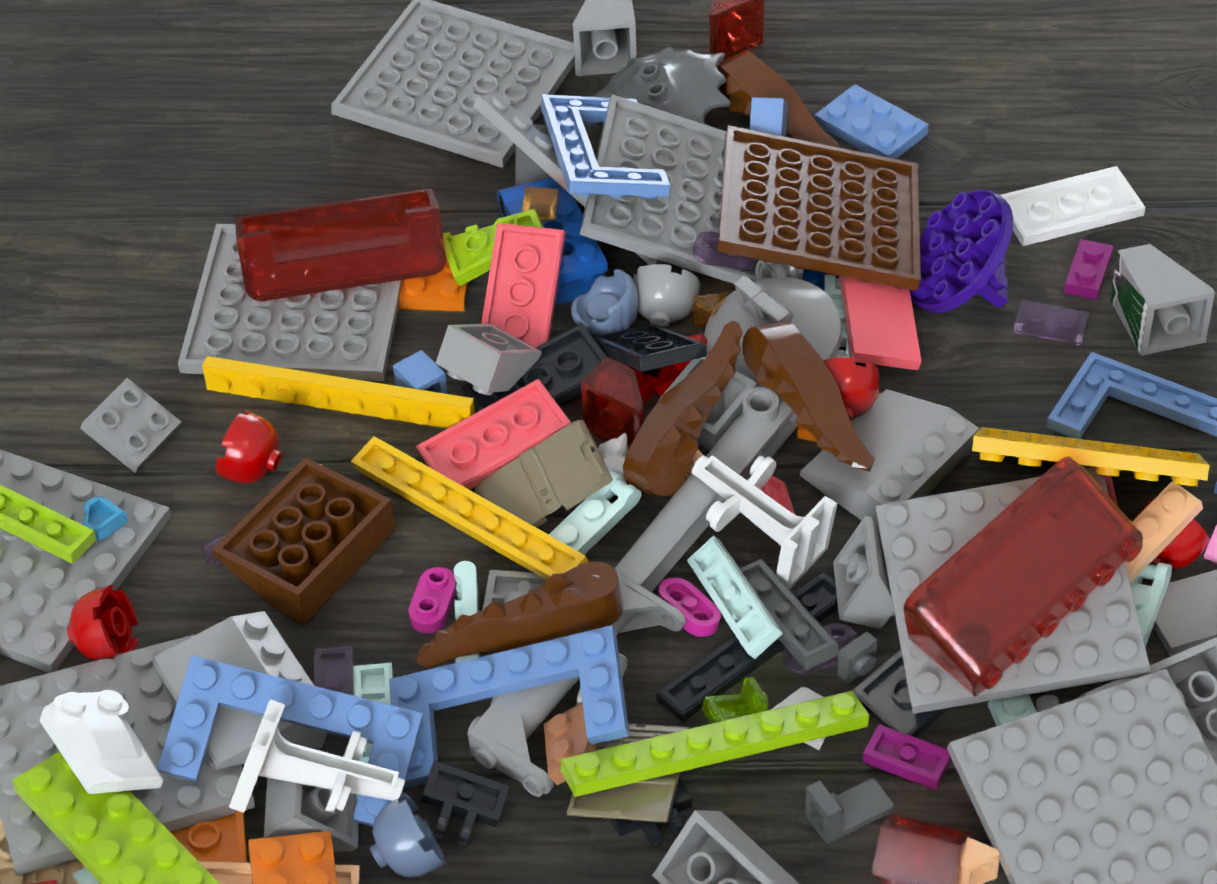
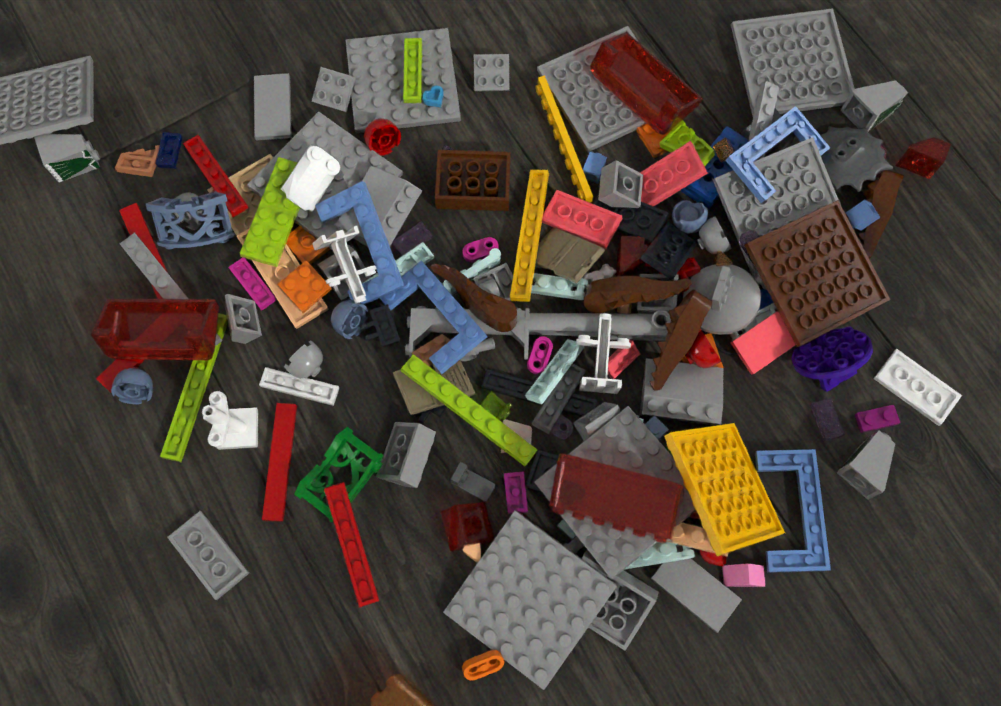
camera: 55 degrees right, 25 degrees up
(250, 450) = (505, 126): red cylinder -> none
(857, 658) = (555, 443): dark grey plate -> none
(871, 123) = (906, 262): medium blue plate -> none

